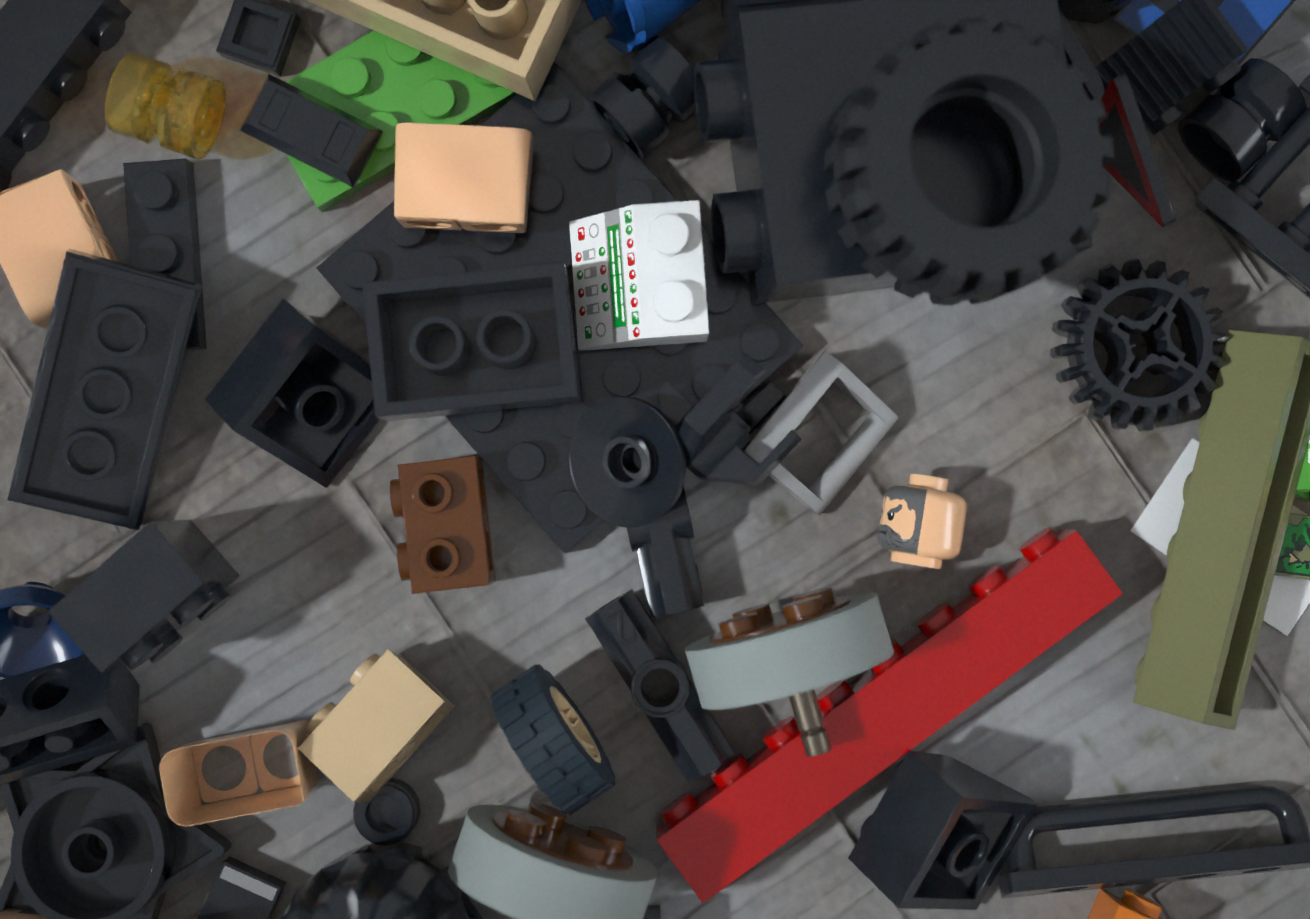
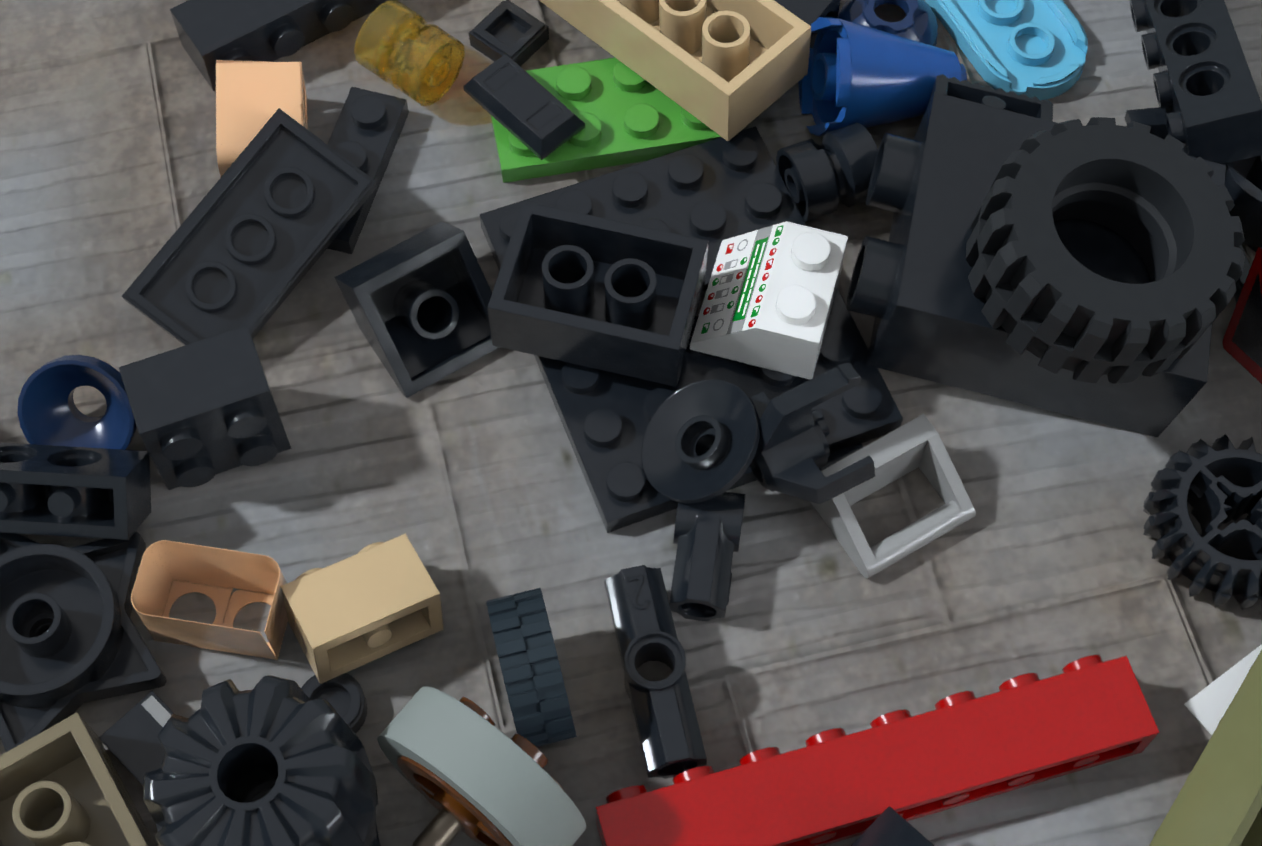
camera: 20 degrees right, 25 degrees down
(443, 524) = (504, 456): reddish brown brick -> none
(462, 177) = (642, 168): light nougat piece -> none
(790, 654) = (799, 657): light grey wheel -> none
(922, 522) = (970, 609): light nougat head -> none

